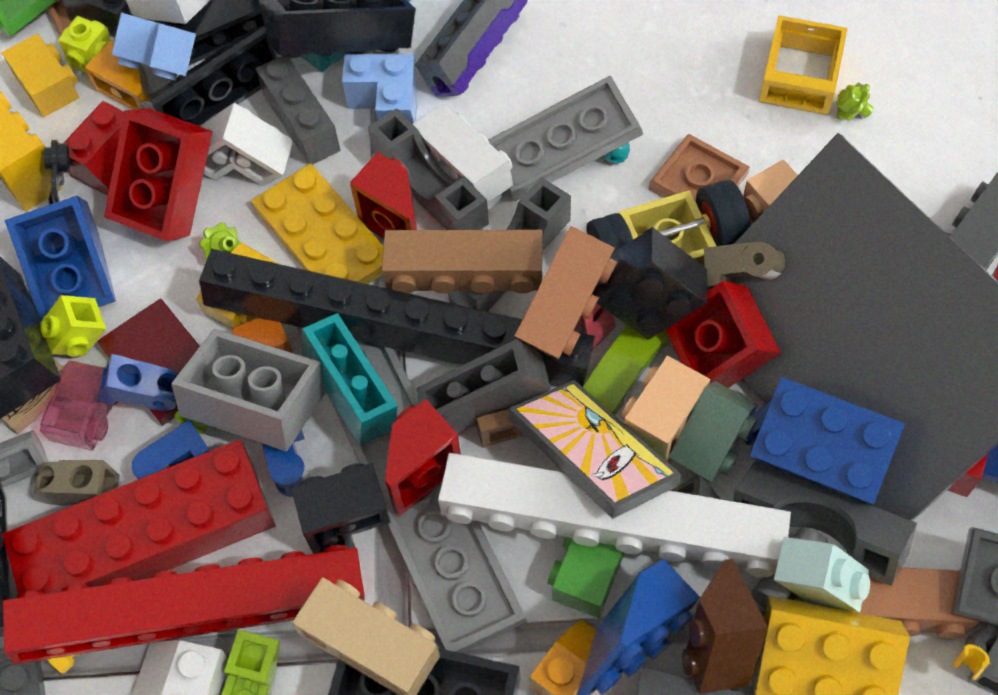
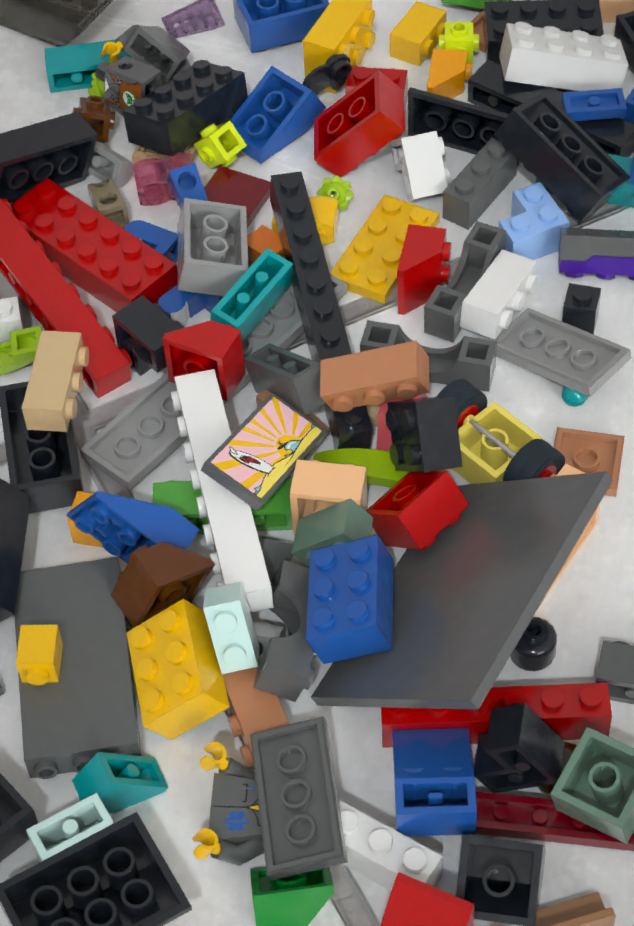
camera: 65 degrees right, 10 degrees down
(152, 44) = (466, 70): light blue brick -> none
(462, 260) = (374, 305): medium nougat brick -> none
(519, 96) = (582, 307): none -> black brick
(741, 261) = (480, 487): dark tan leg -> none

